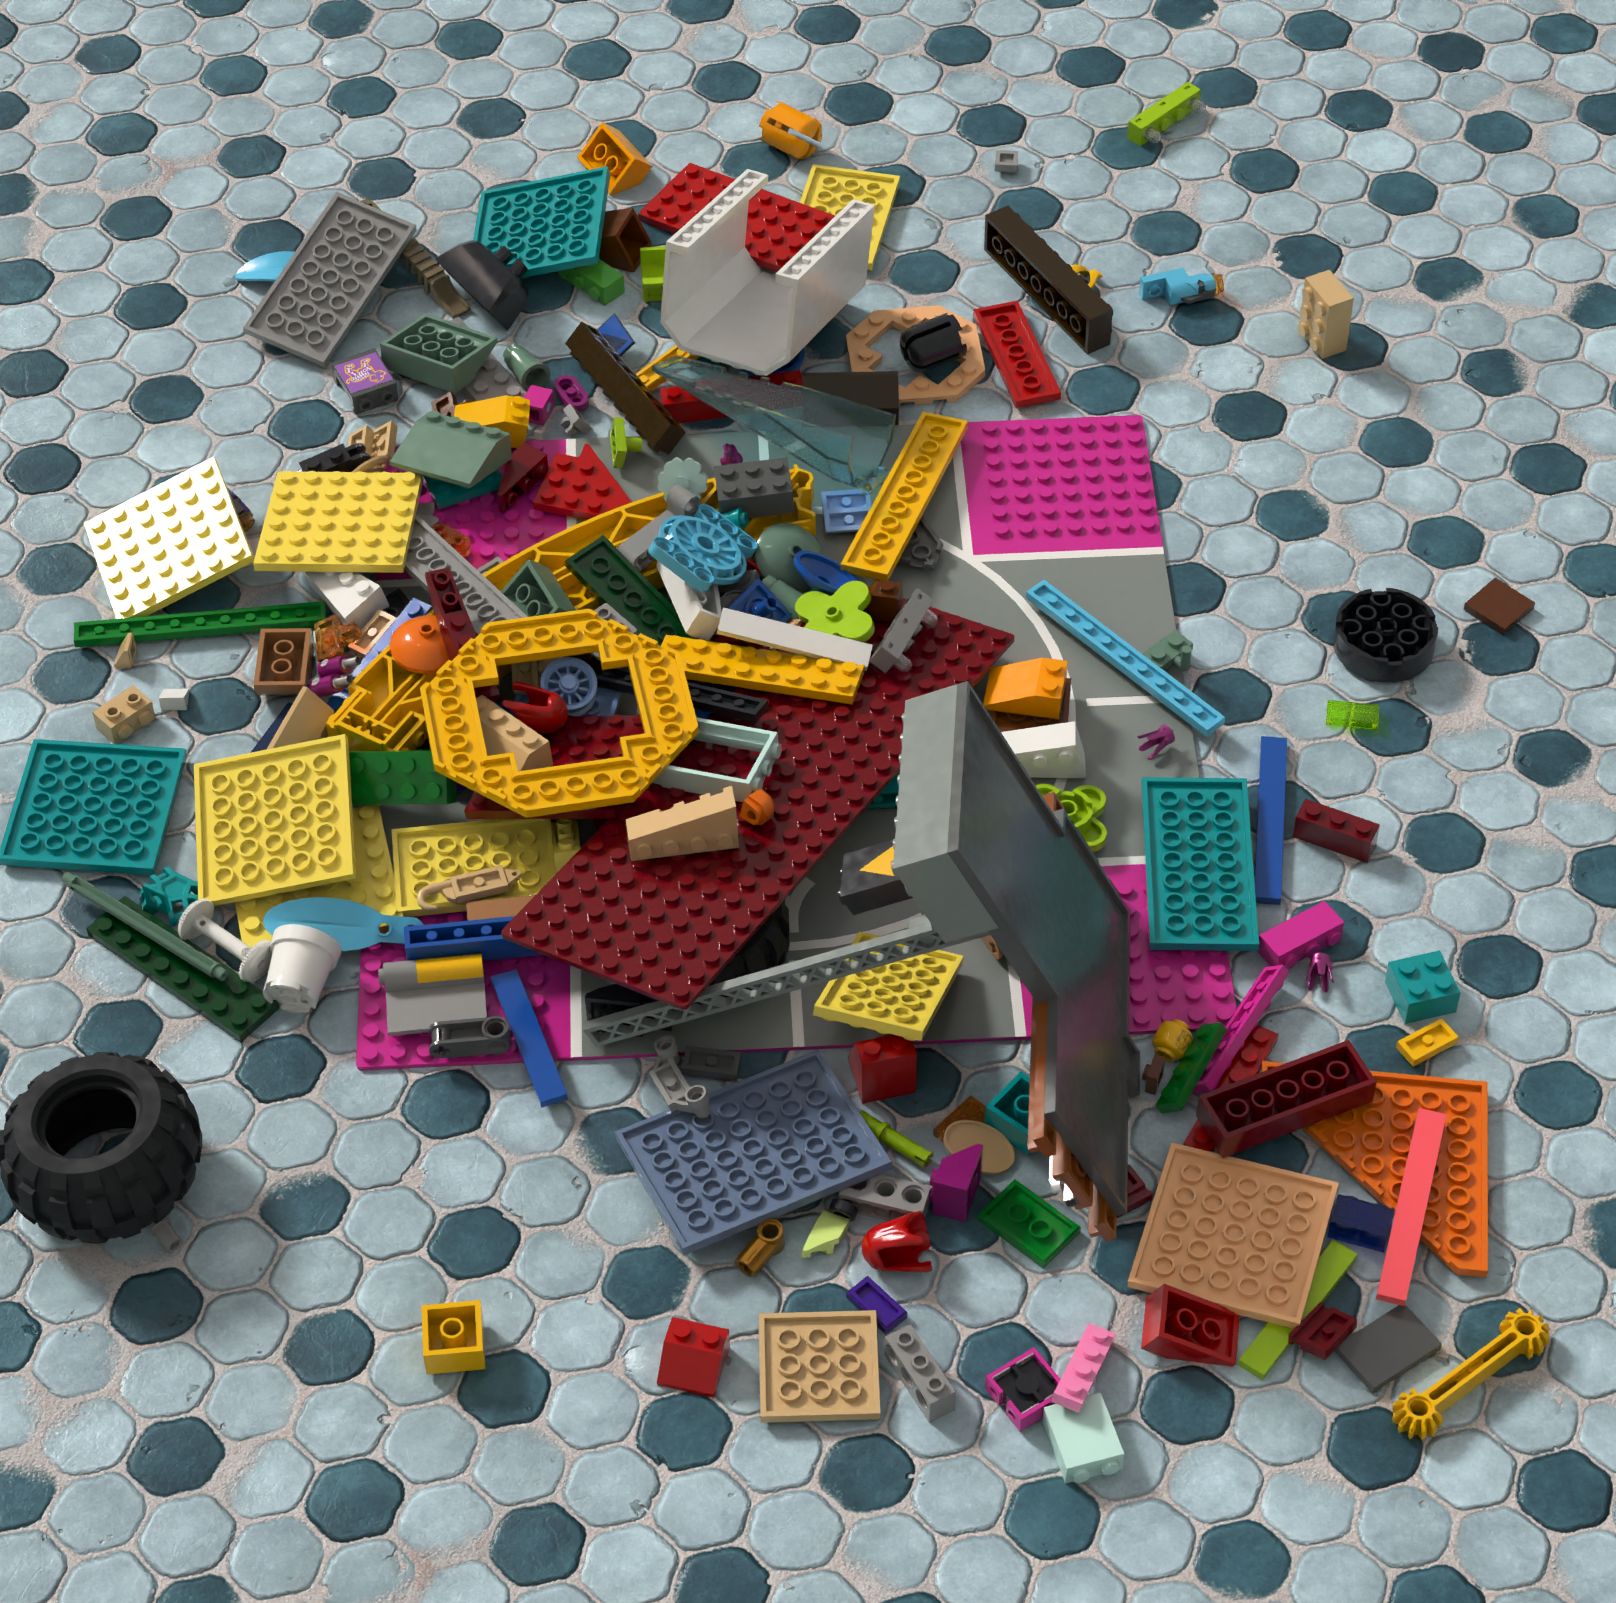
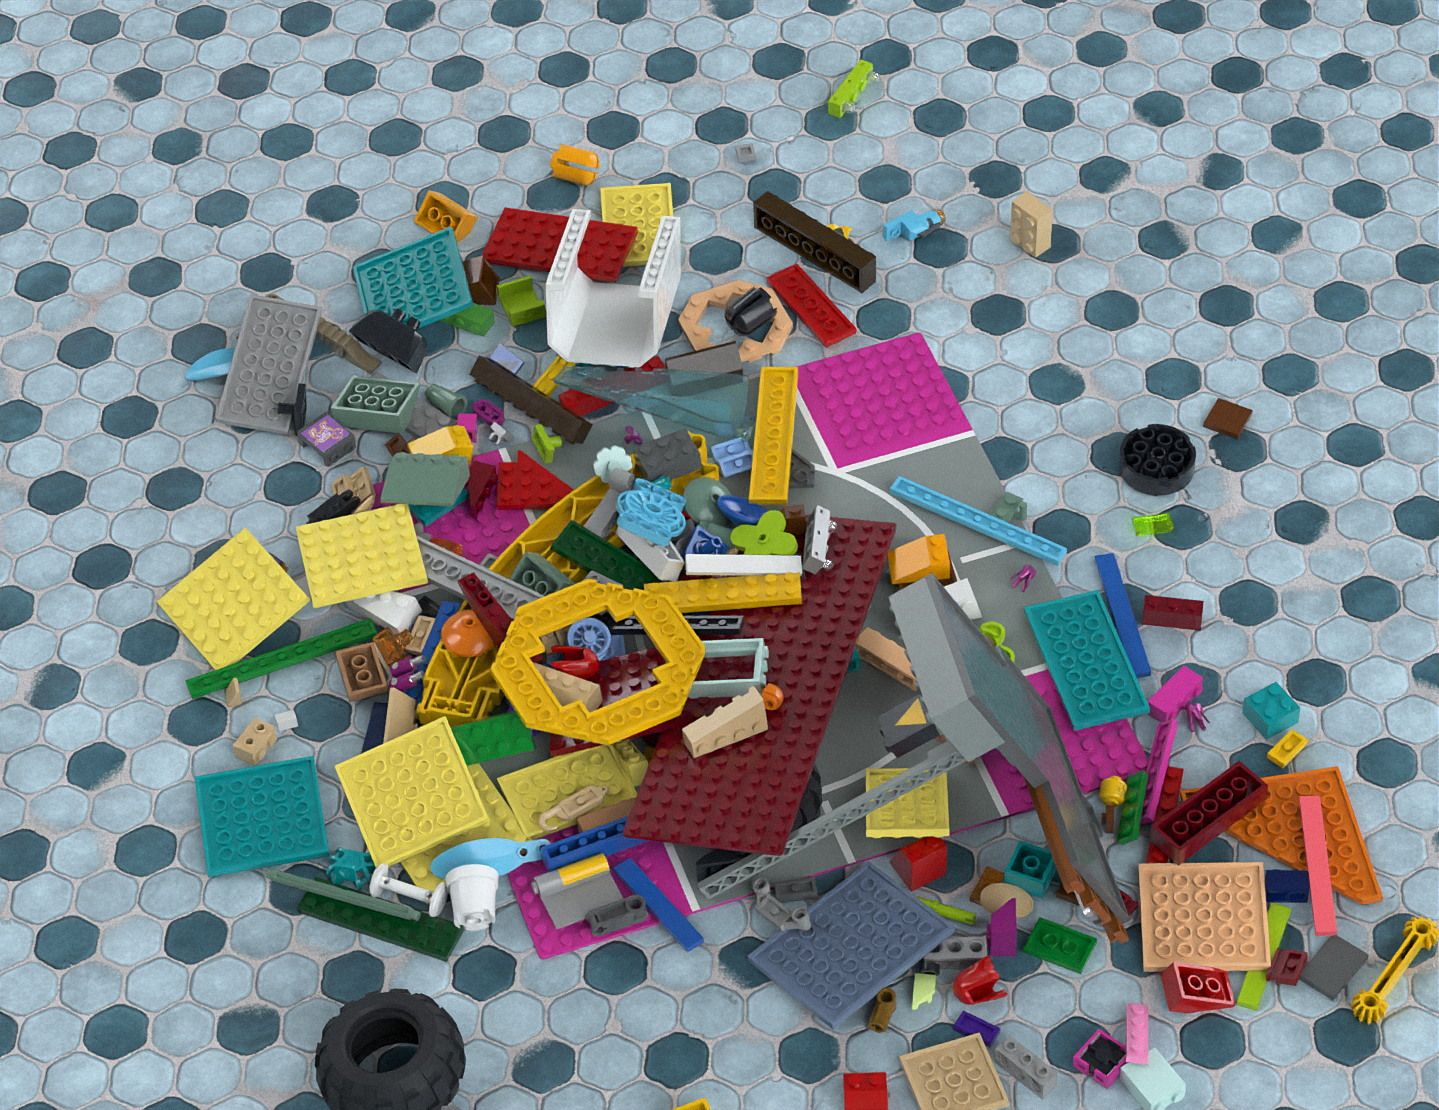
camera: 15 degrees left, 0 degrees up
(346, 336) = (298, 409): none -> black tile

